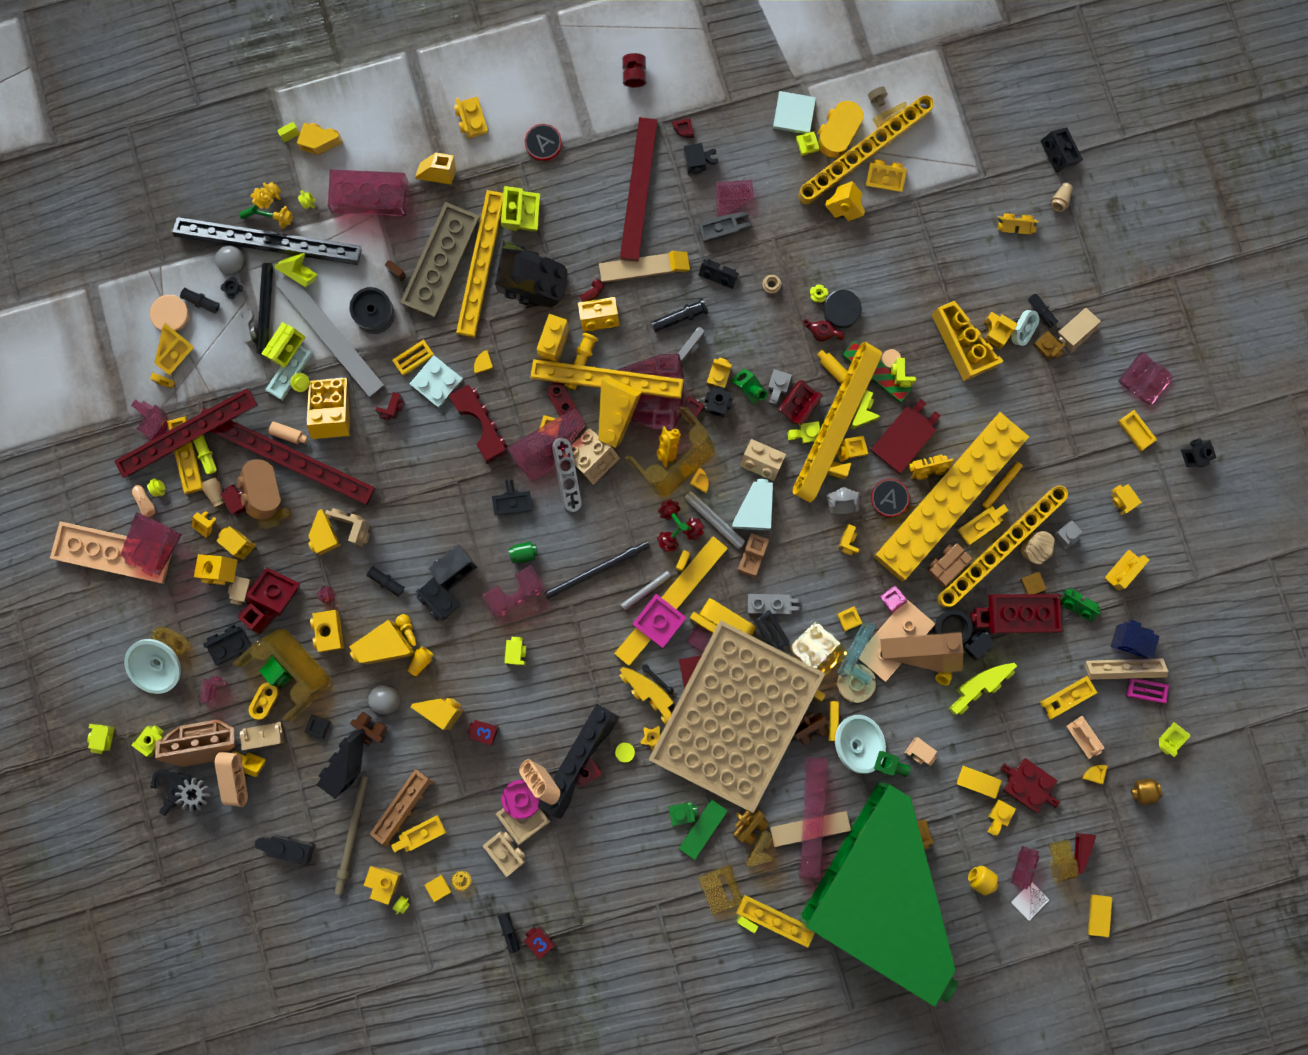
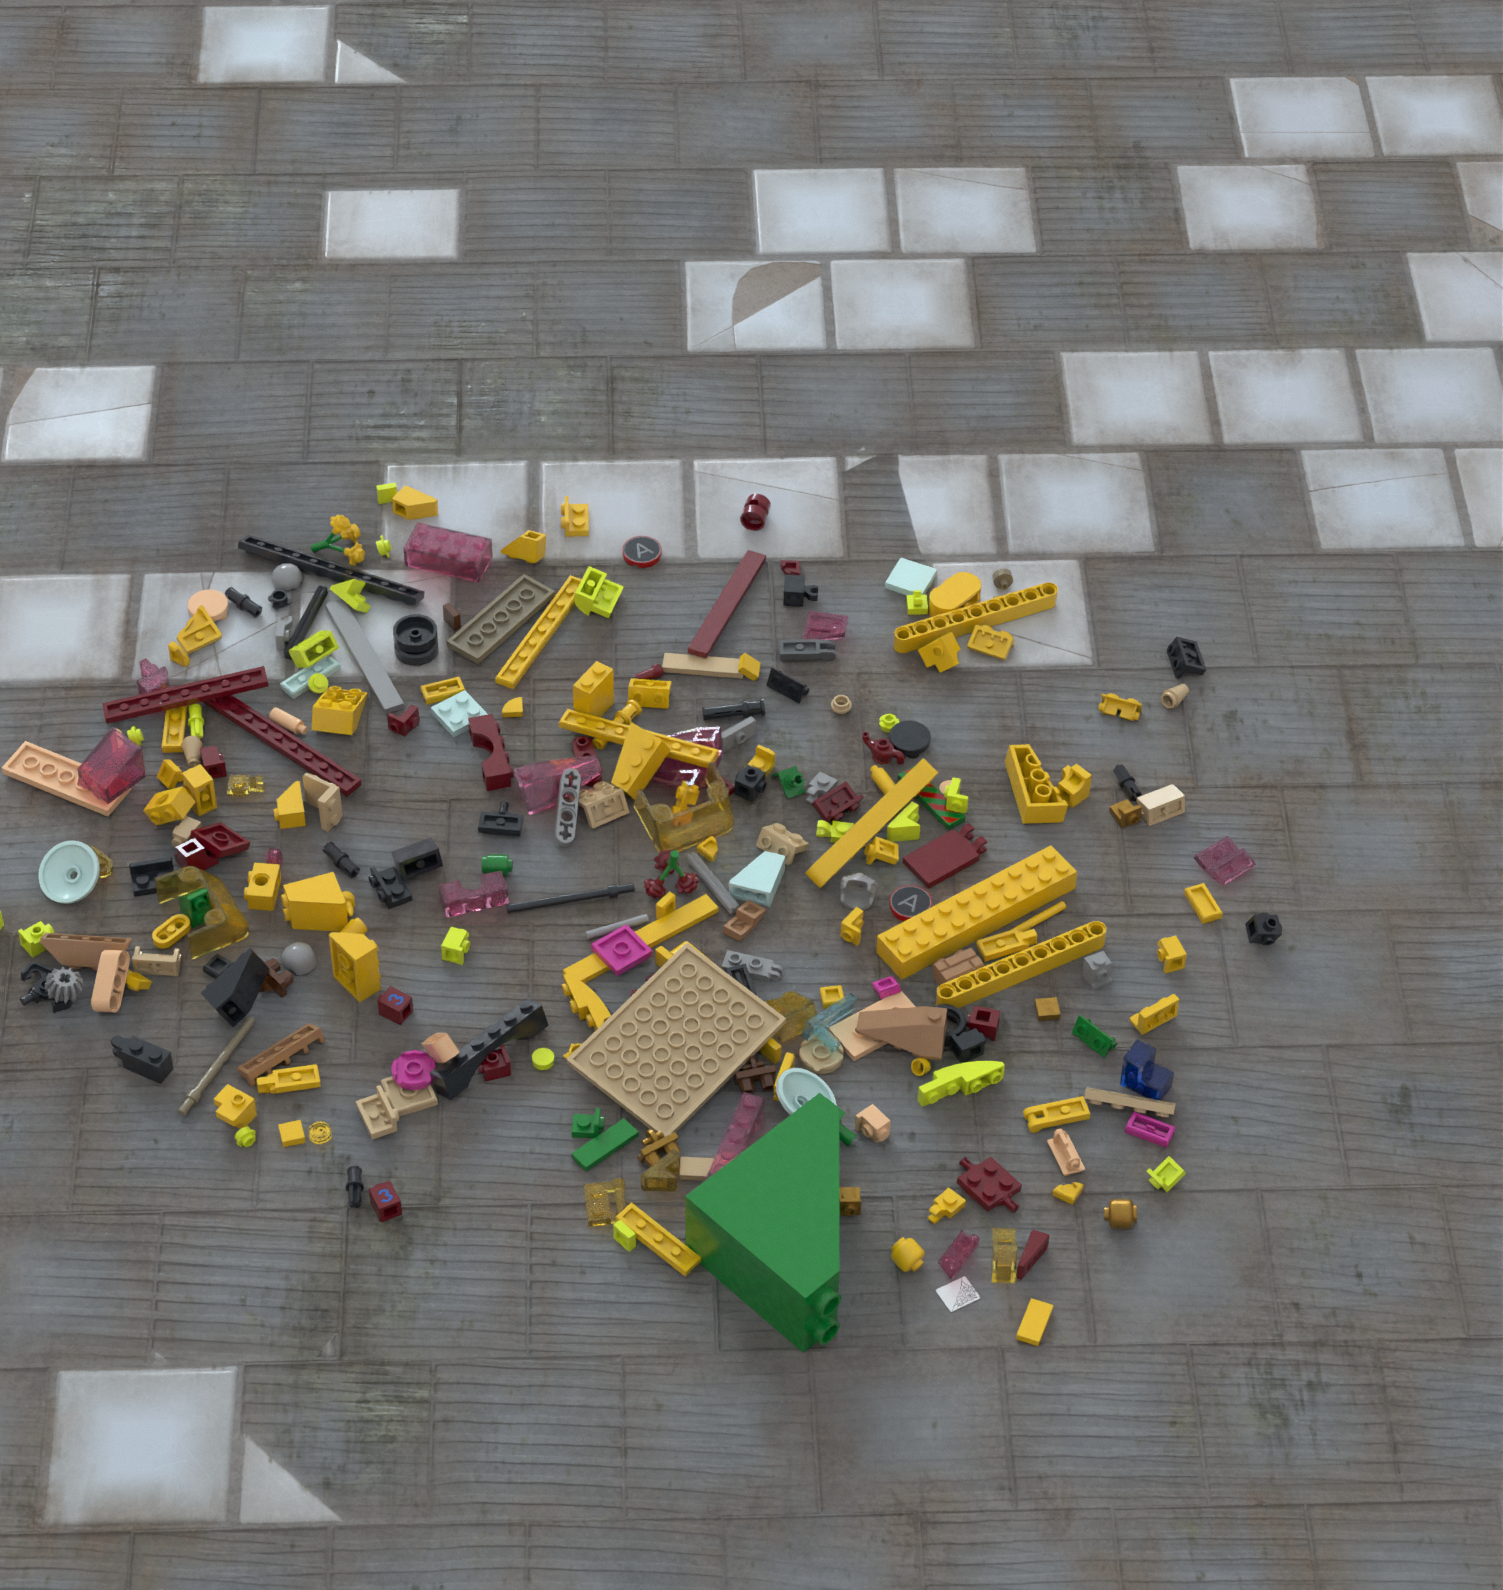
camera: 15 degrees right, 35 degrees down
(208, 690) = (119, 906): clear pink bracket -> none
(259, 489) = (241, 752): medium nougat brick -> none
(529, 277) = (583, 637): black slope -> none
(839, 470) = (863, 865): yellow slope -> none
(939, 467) = (959, 877): yellow hinge -> none
(979, 782) = (933, 1167): yellow slope -> none
(1025, 613) = (1028, 1025): dark red tile -> none
(1026, 326) = (1101, 791): light aqua plate -> none
(1038, 547) = (1062, 975): tan hair -> none

